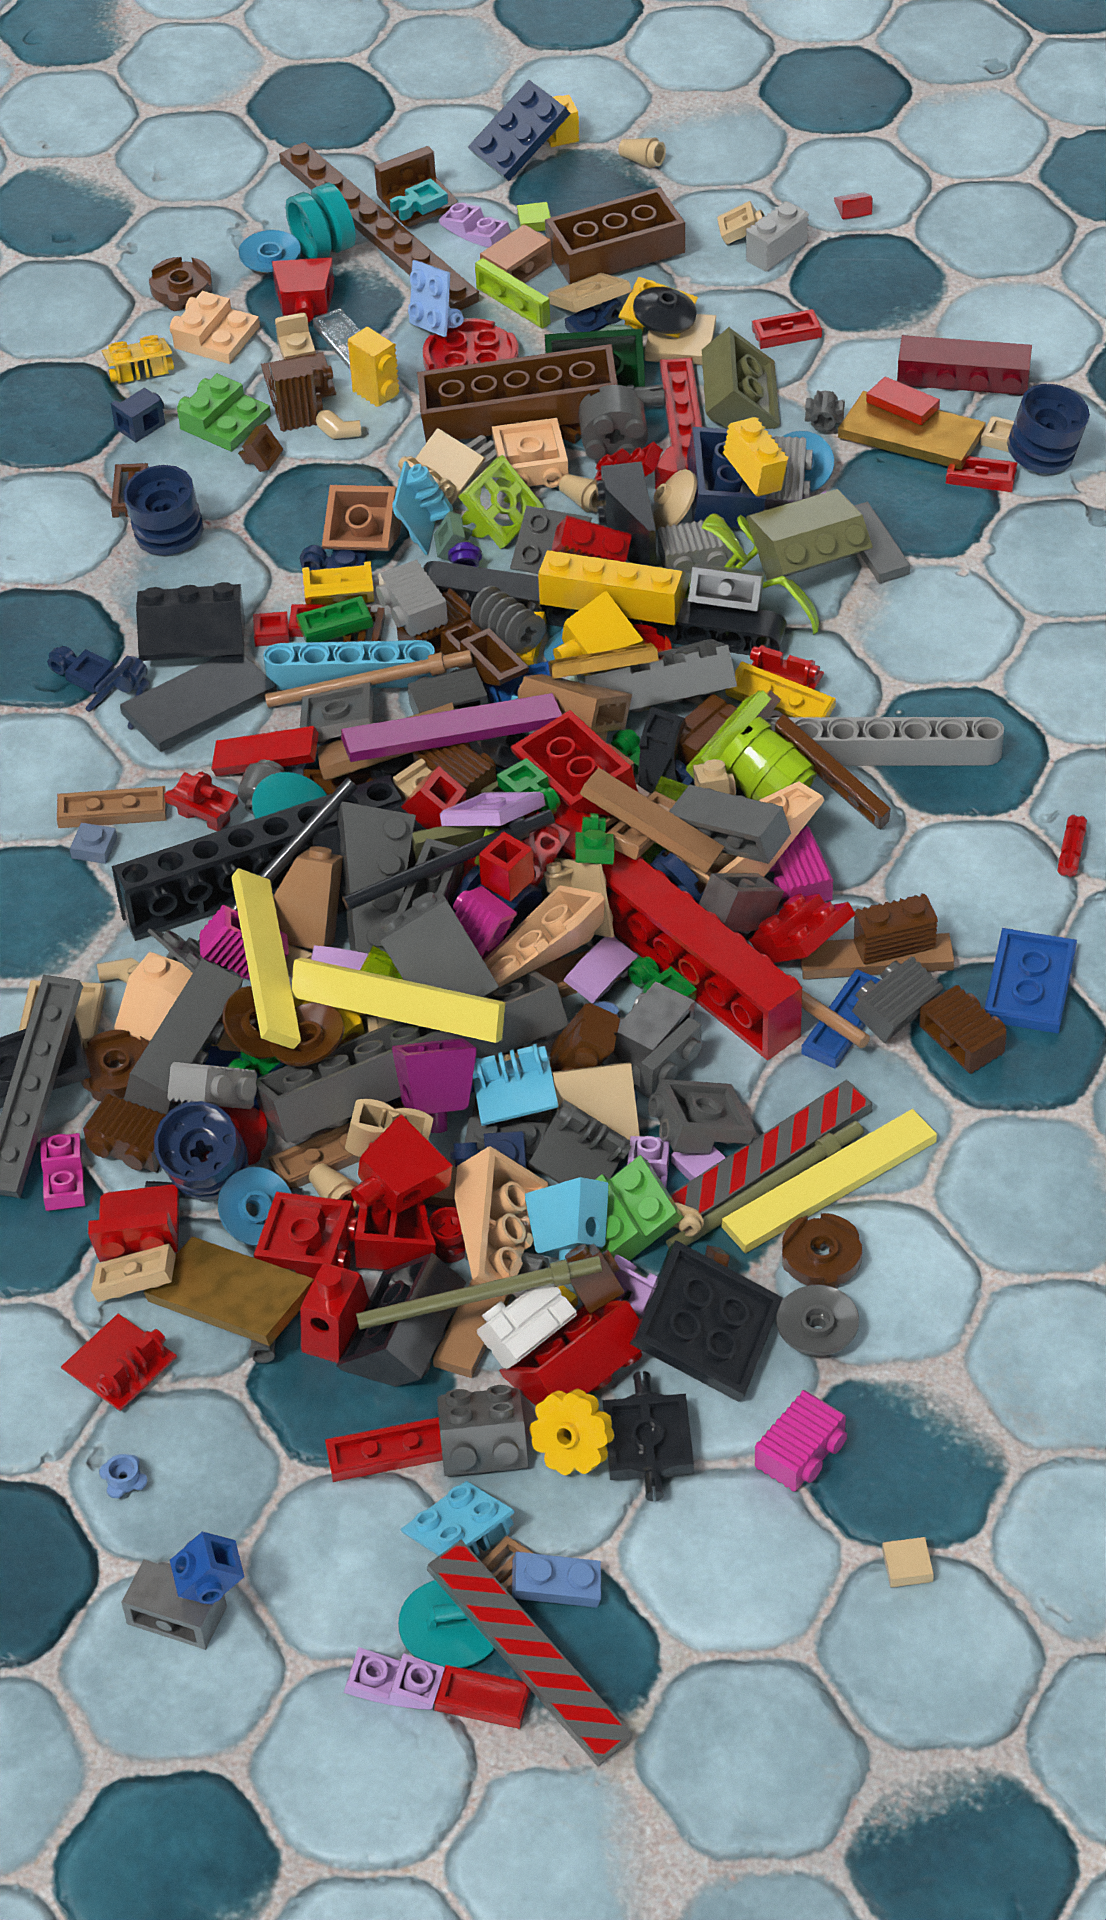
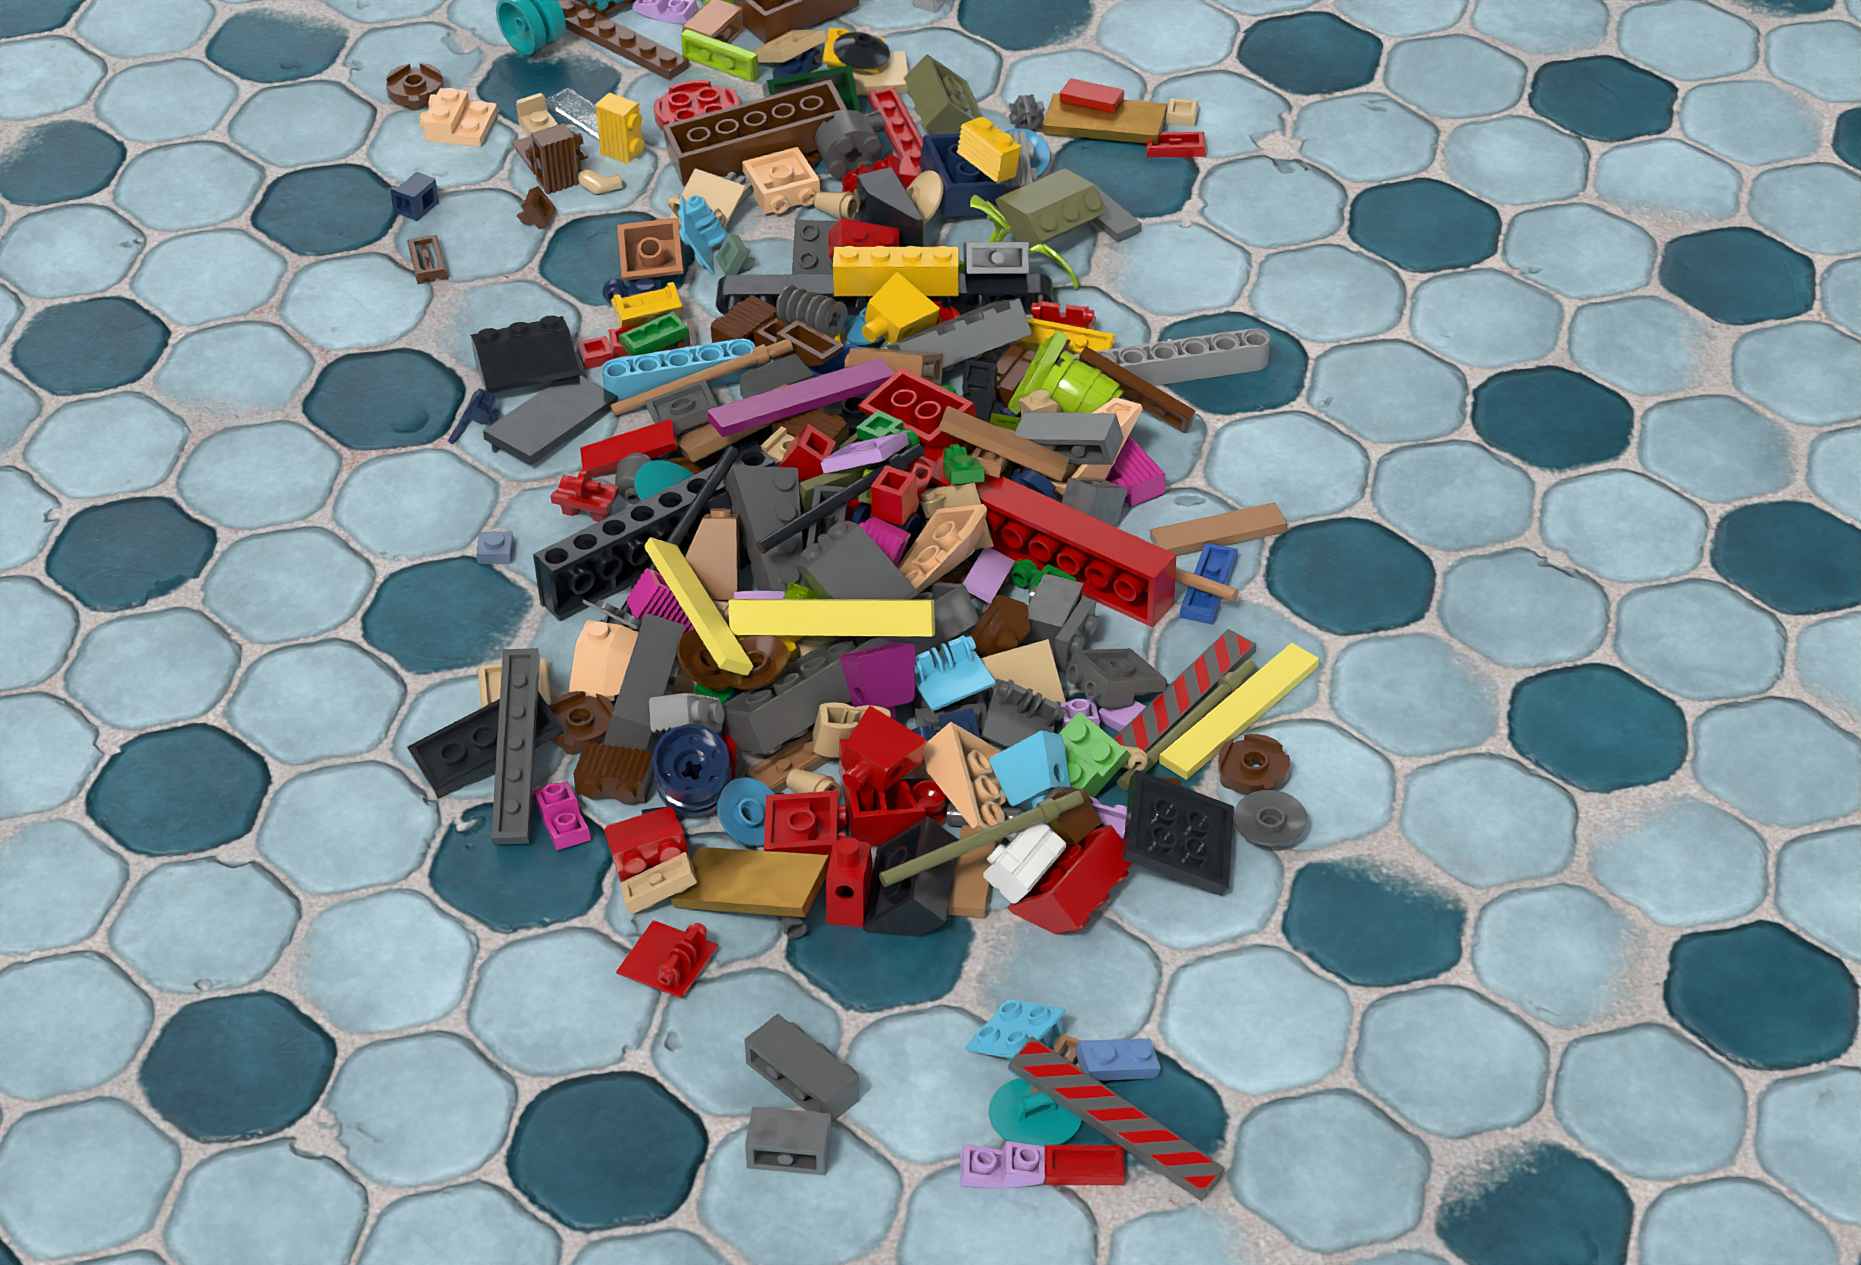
camera: 15 degrees left, 5 degrees down
(83, 671) = (439, 409): dark blue plate -> none
(111, 807) = (501, 516): medium nougat tile -> none
(117, 969) = (561, 644): tan arm -> none
(118, 1466) = (703, 1048): medium blue plate -> none
(149, 347) = (389, 153): yellow hinge -> none
(163, 510) = (469, 267): dark blue wheel -> none
(203, 1503) = (802, 1068): none -> dark grey brick
(206, 1568) = (818, 1098): blue brick -> none
(221, 412) = (489, 185): bright green plate -> none
(267, 246) = (488, 49): dark azure dish -> none
(304, 285) = (528, 72): red torso -> none
(384, 1449) = (933, 985): red tile -> none
(412, 598) = (724, 304): light grey brick -> none
(430, 300) = (653, 67): light blue hinge -> none
(465, 554) = (751, 266): dark purple plate -> none
(482, 1430) = (1013, 955): dark grey bracket -> none
(515, 490) = (766, 200): lime piece -> none
(571, 1432) = (1078, 946): yellow plant -> none
(603, 660) = (912, 328): pearl gold tile -> none
(649, 1436) = (1156, 934): black plate -> none
(689, 544) = (954, 229): light grey brick -> none
(787, 329) = (969, 54): red tile -> none
(800, 927) = (1154, 511): red plate -> none
(800, 1441) = (1288, 914): dark pink brick -> none
(895, 928) = (1232, 502): reddish brown brick -> none
(895, 998) = (1250, 558): dark grey brick -> none
(907, 1562) = (1409, 992): tan tile -> none
(963, 1028) = (1313, 573): reddish brown brick -> none
(964, 364) = (1134, 61): dark red brick -> none
(1030, 979) = (1354, 529): blue tile -> none
(1048, 428) = (1225, 99): dark blue wheel -> none
(1072, 845) = (1353, 420): red axle -> none

